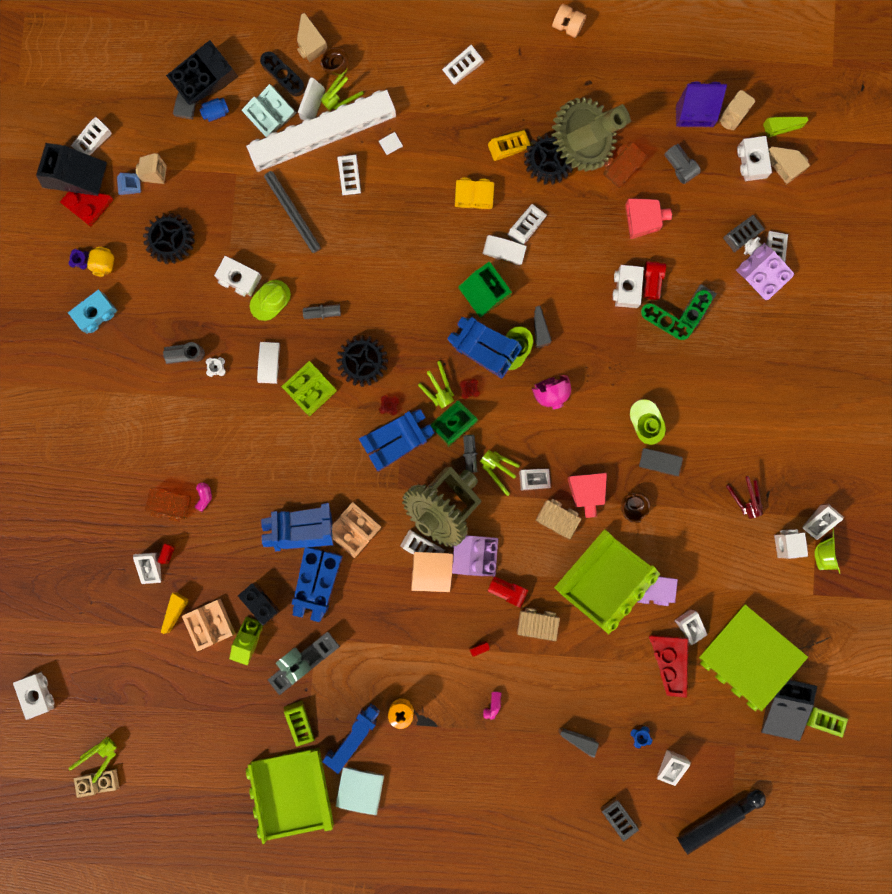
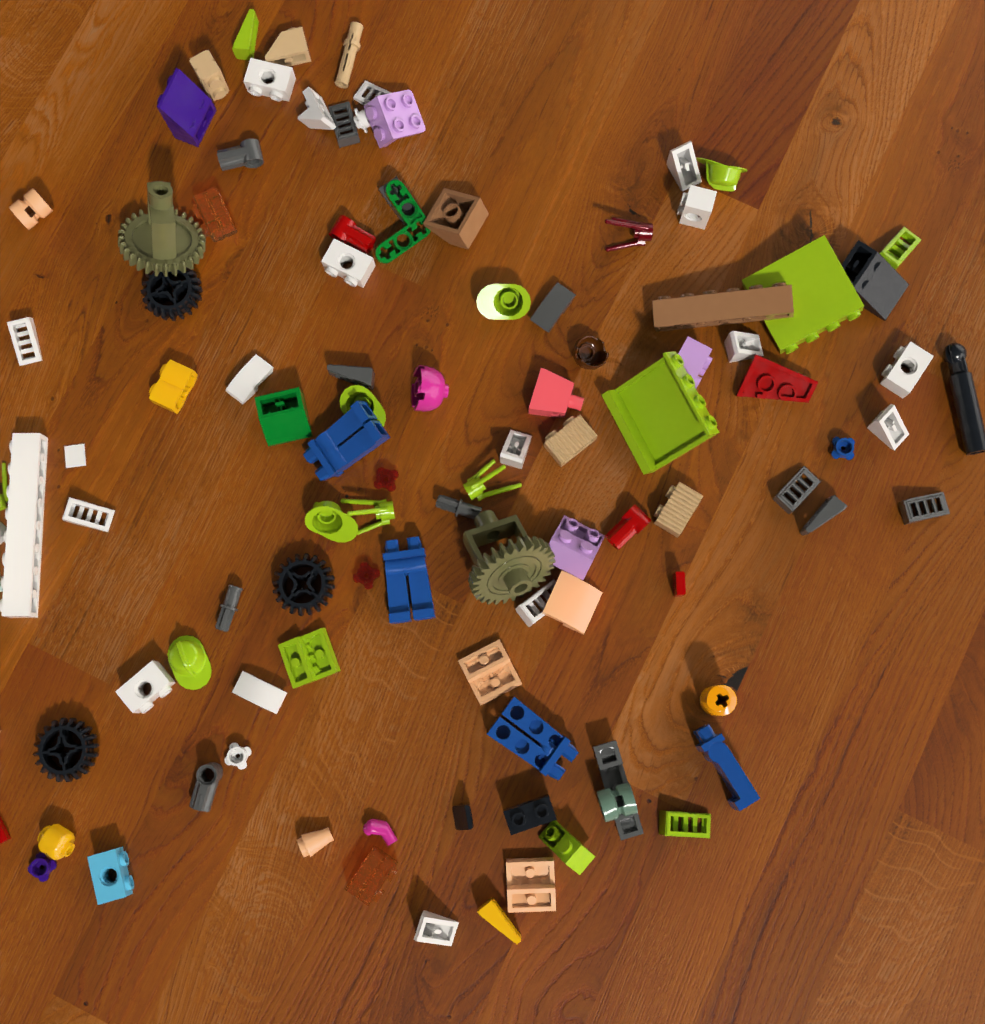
camera: 60 degrees left, 5 degrees down
(166, 554) = (428, 901): red tile -> none
(175, 450) = (314, 841): none -> light nougat cone
(237, 554) = (463, 817): none -> black slope
(289, 794) = (761, 867): lime panel -> none
(292, 212) = (100, 596): dark grey axle -> none
(298, 529) = (463, 733): blue hips -> none
(360, 791) = (787, 784): light aqua slope -> none
(418, 360) = (329, 521): none -> lime piece
(453, 423) = (416, 511): green slope -> none
(495, 706) = (750, 593): dark pink arm -> none
(498, 149) = (136, 342): yellow slope -> none
(519, 234) = (238, 357): white slope -> none
(578, 706) = (787, 505): none -> dark grey slope
(645, 216) = (280, 216): coral torso -> none
(702, 356) = (456, 217): none -> medium nougat slope
(714, 598) = (723, 308): none -> medium nougat brick
(735, 771) = (915, 360): none -> white brick
(742, 209) = (317, 114): none -> white slope
(804, 212) = (351, 46): none -> tan pin

